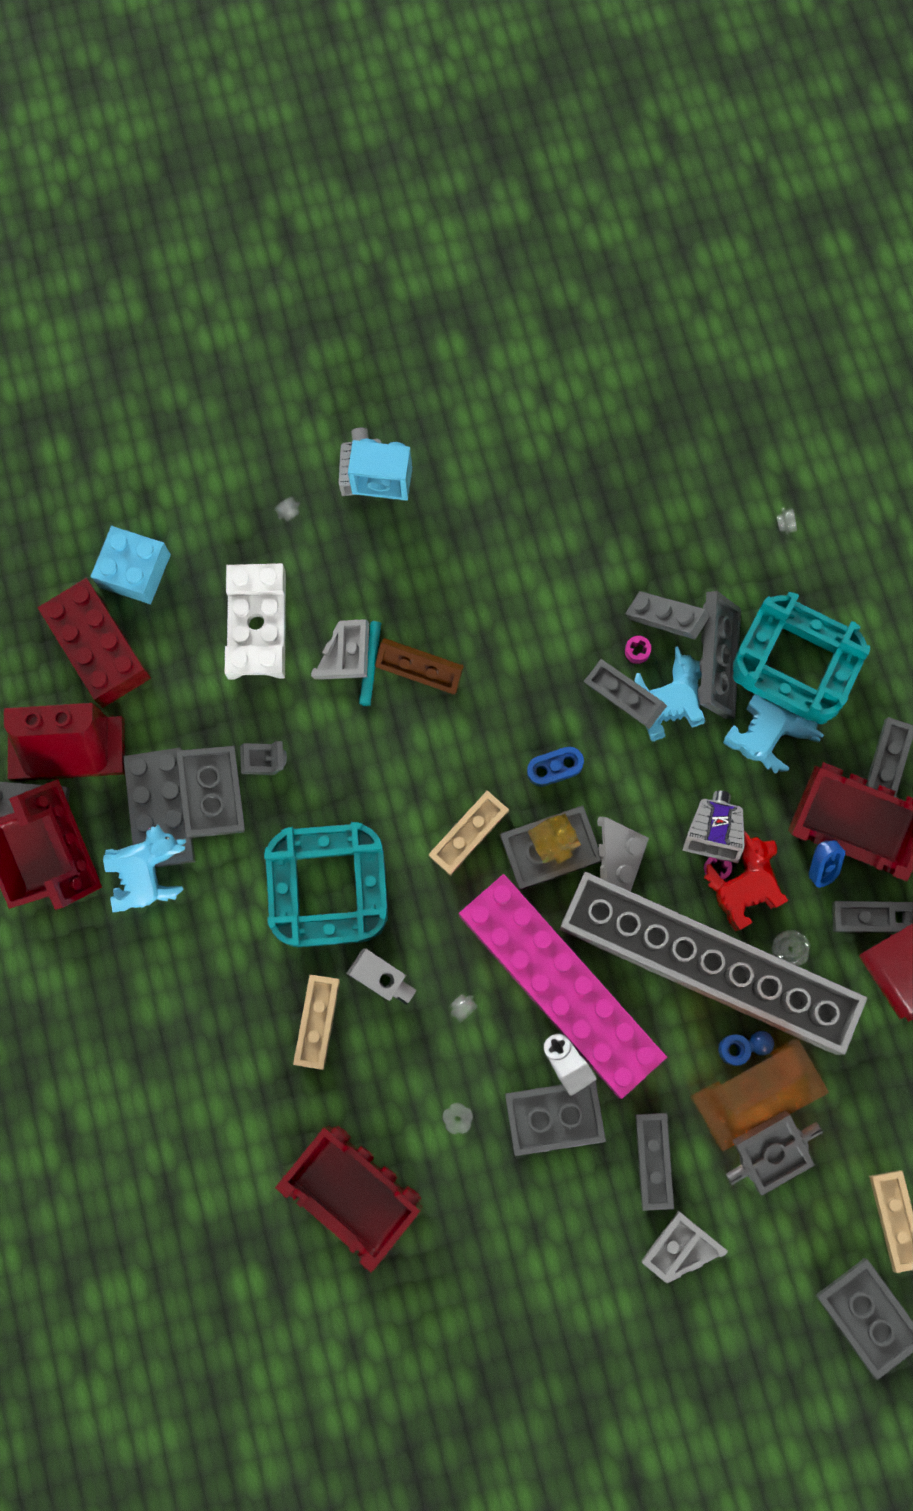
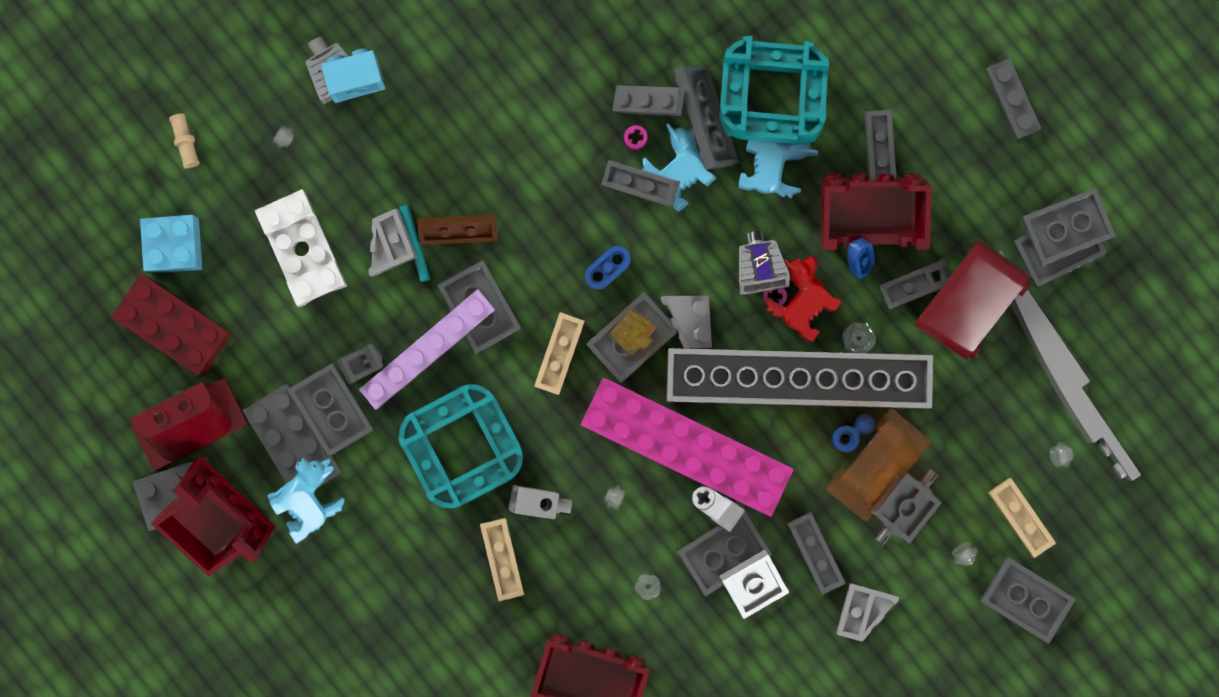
camera: 30 degrees left, 10 degrees up
(190, 475) = (184, 140): none -> tan pin
(336, 771) = (427, 349): none -> lavender plate
(407, 752) = (499, 323): none -> dark grey plate
(573, 1166) = (754, 584): none -> plate
(818, 1234) = (964, 554): none -> clear plate

